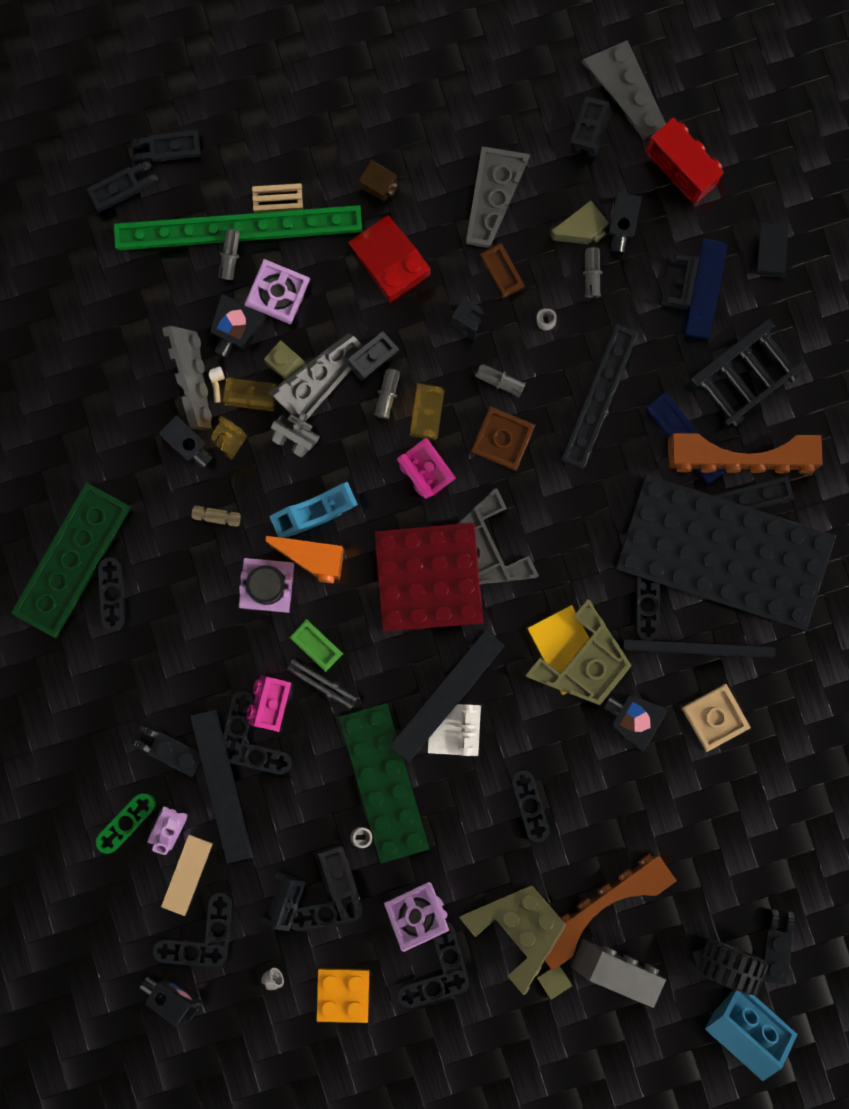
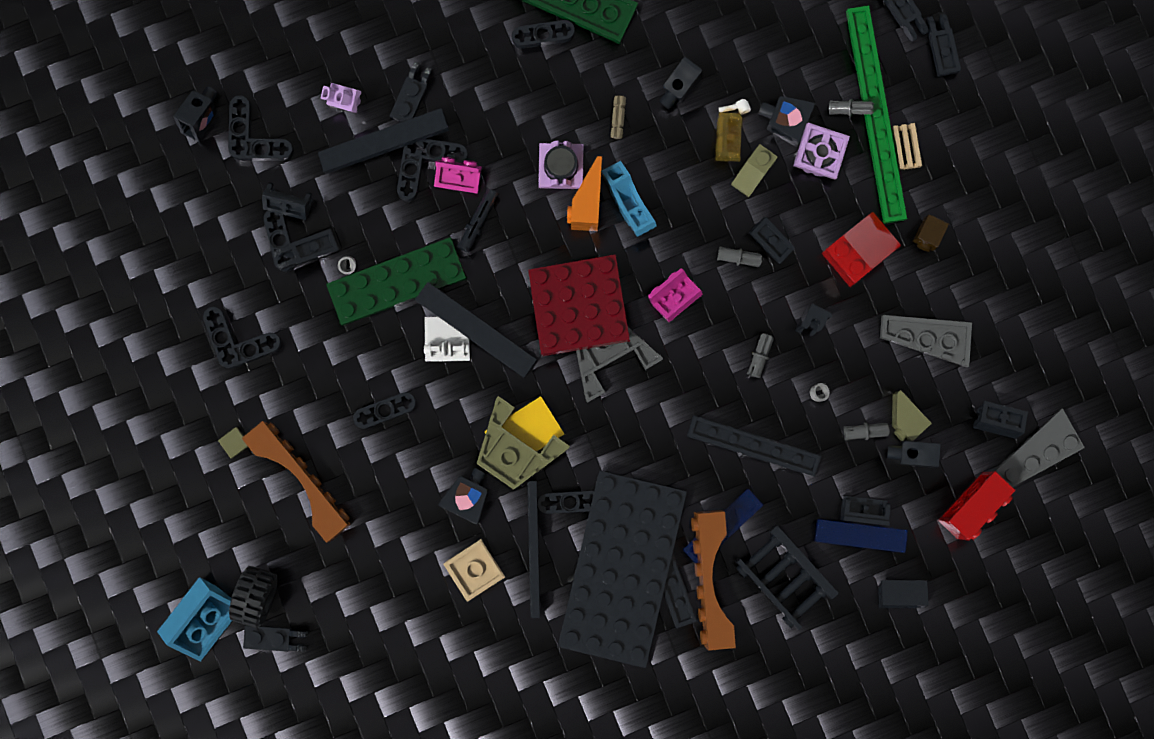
camera: 90 degrees right, 0 degrees up
(117, 841) = (346, 55): green beam -> none
(187, 875) = (305, 119): tan tile -> none
(190, 375) = (738, 83): dark grey wing -> none
(231, 437) = (687, 123): clear yellow hinge -> none
(272, 979) = (221, 204): light grey hinge -> none
(297, 431) = (698, 179): dark grey hips -> none
(316, 645) = (511, 213): bright green tile -> none
(317, 379) = (744, 191): dark grey wing -> none
(343, 995) = (211, 261): light orange plate -> none
(418, 917) = (281, 316): lavender piece -> none
(427, 411) = (726, 292): clear yellow hinge -> none
(501, 270) = (860, 350): reddish brown tile -> none
(502, 438) = (708, 362): reddish brown tile -> none
(529, 924) = (281, 414): olive wing -> none
(618, 973) = (242, 497): dark grey wedge -> none

